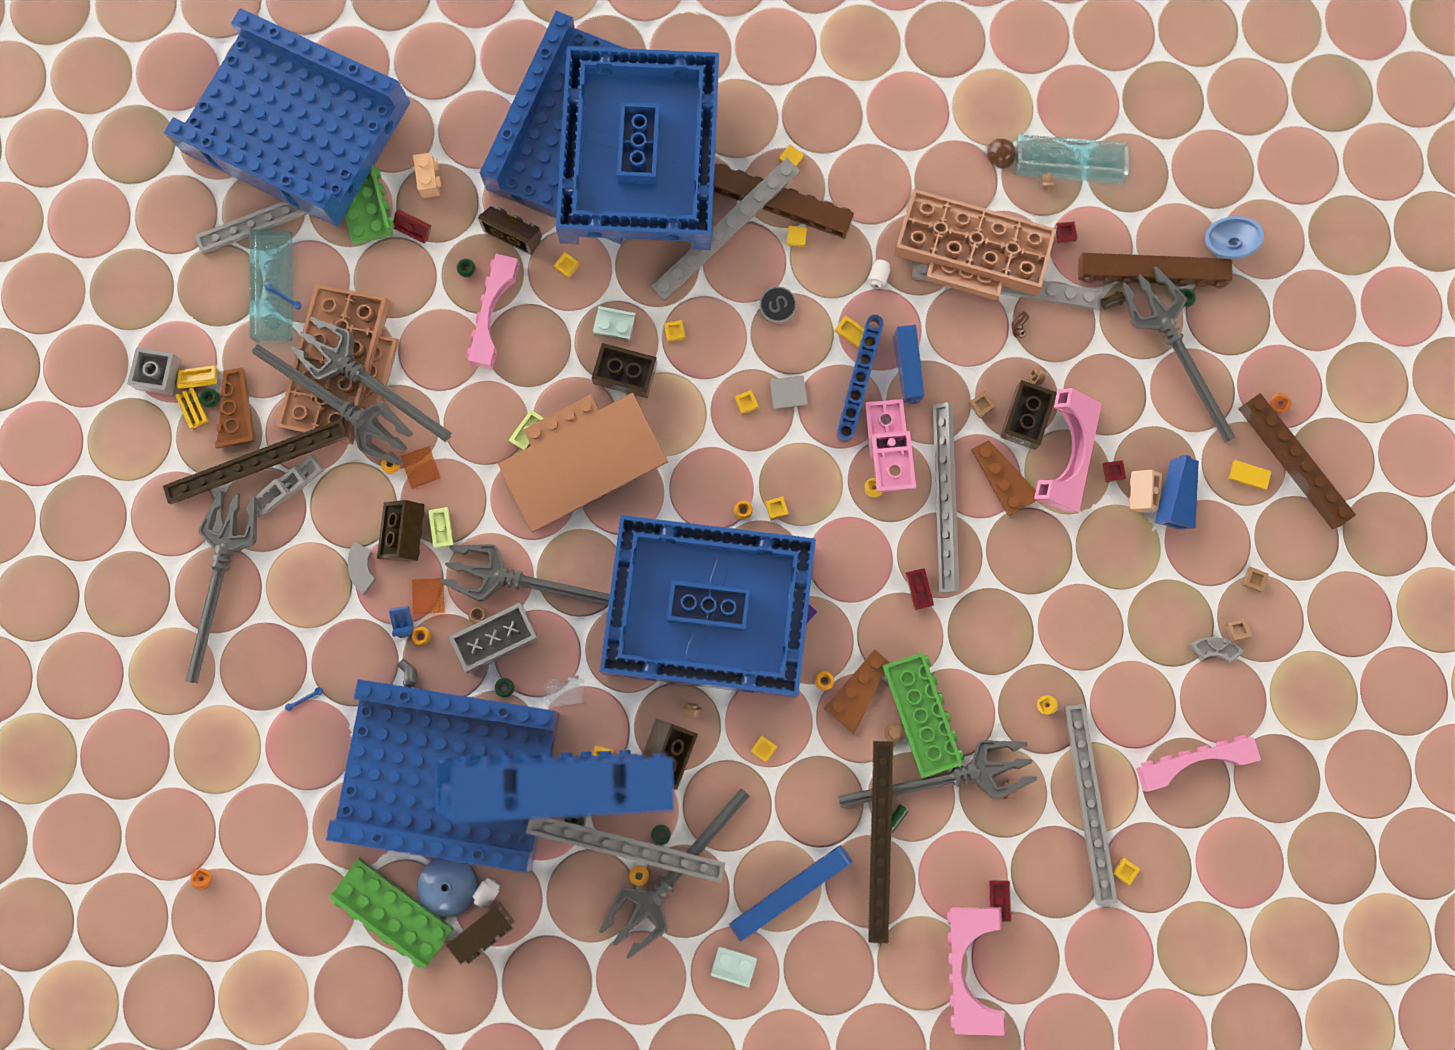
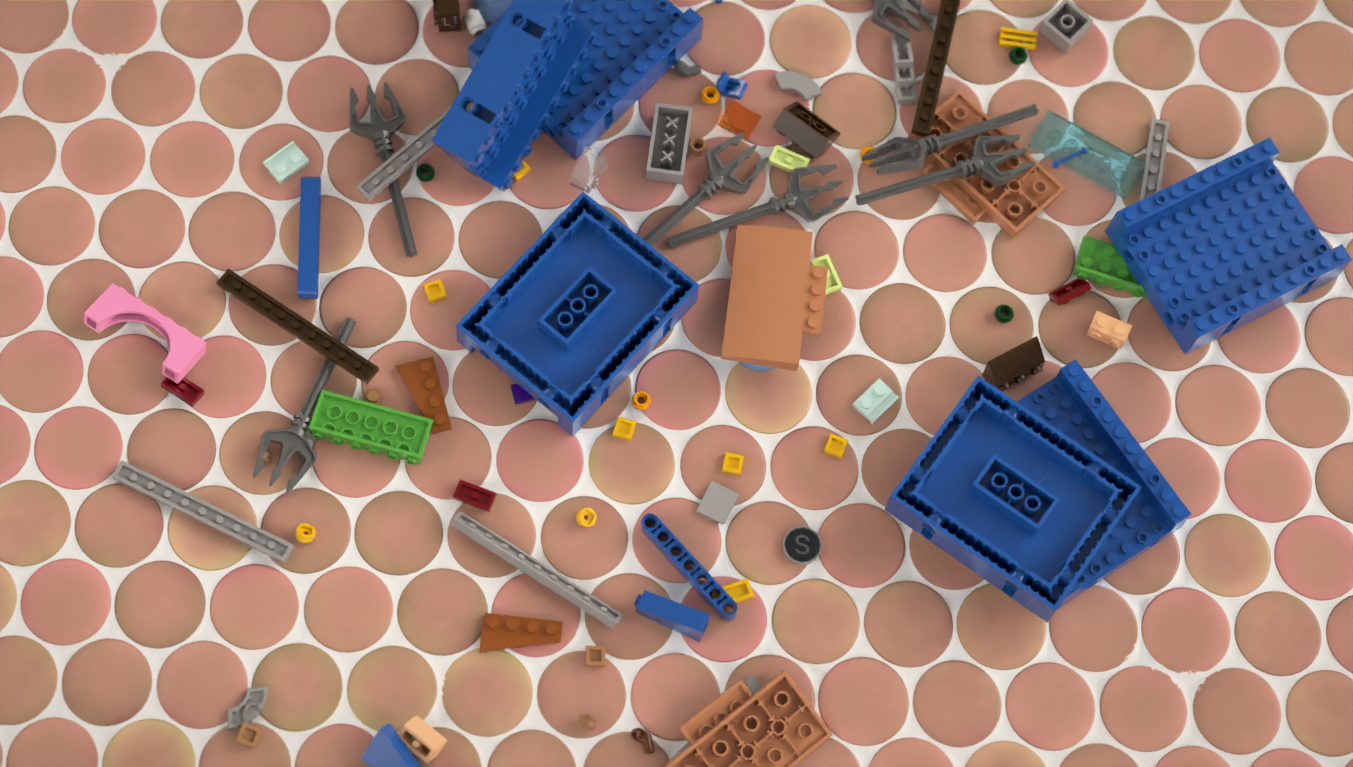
camera: 120 degrees right, 10 degrees down
(197, 377) = (1042, 56): yellow tile -> none
(235, 417) = (993, 67): dark orange wing -> none
(420, 467) = (854, 177): clear orange piece -> none
(474, 499) = (794, 198): none -> dark grey piece
(498, 685) = (627, 126): dark green plate -> none
(503, 275) = (922, 283): bright pink arch -> none
(566, 265) = (953, 395): yellow tile -> none
(624, 370) = (825, 378): dark brown brick -> none
(644, 871) = (401, 133): light orange plate -> none
(674, 742) = (484, 210): dark brown brick -> none
(692, 710) = (504, 255): medium nougat plate -> none
(727, 228) = (899, 545): light grey plate -> none
(787, 203) = (894, 608): reddish brown brick -> none
(792, 154) = (932, 647): yellow tile -> none
(796, 236) = (854, 602): yellow tile -> none
(830, 678) = (455, 366): light orange plate -> none
(879, 274) = (772, 647): white brick -> none
(890, 445) = (612, 548): bright pink bracket -> none
(898, 816) = (305, 354): dark green axle -> none
(1028, 415) = (558, 685): dark brown brick -> none
(1082, 417) = (469, 671): bright pink arch -> none
(1114, 471) = (458, 728): dark red plate -> none
(1126, 871) = (129, 504): yellow tile -> none
(1159, 774) = (152, 659): bright pink arch -> none

